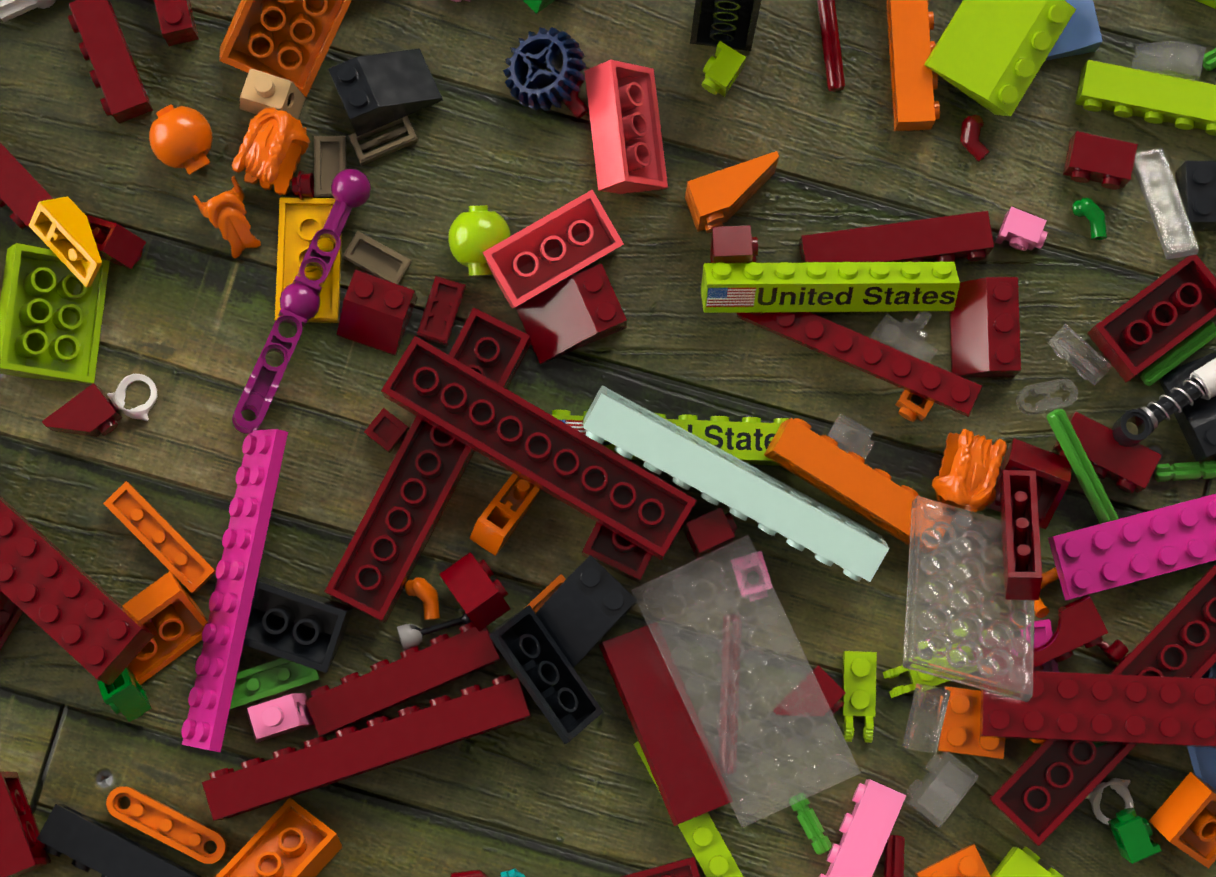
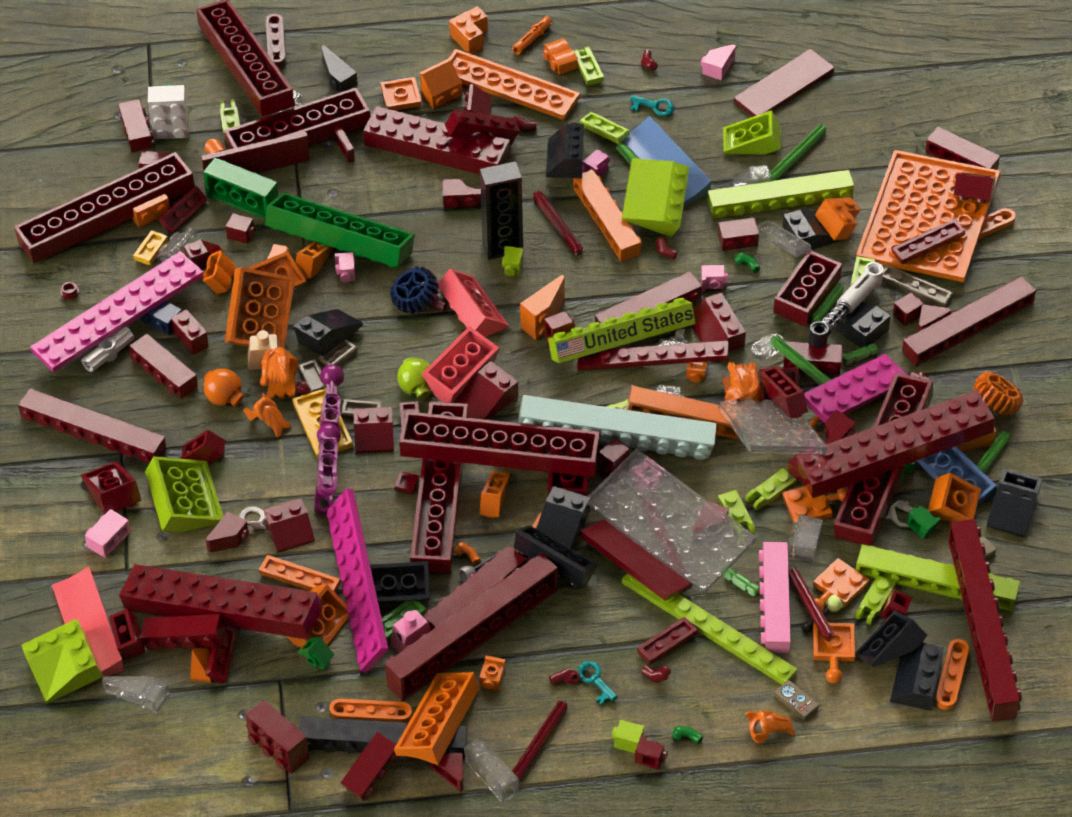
camera: 20 degrees left, 30 degrees down
(69, 236) = (181, 448): yellow slope -> none
(180, 439) = (289, 525): none -> dark red slope
(380, 833) = (492, 673): none -> orange brick
(475, 591) = (495, 533): dark red brick -> none
(926, 718) = (779, 508): clear plate -> none
(1079, 354) = (766, 320): clear plate -> none

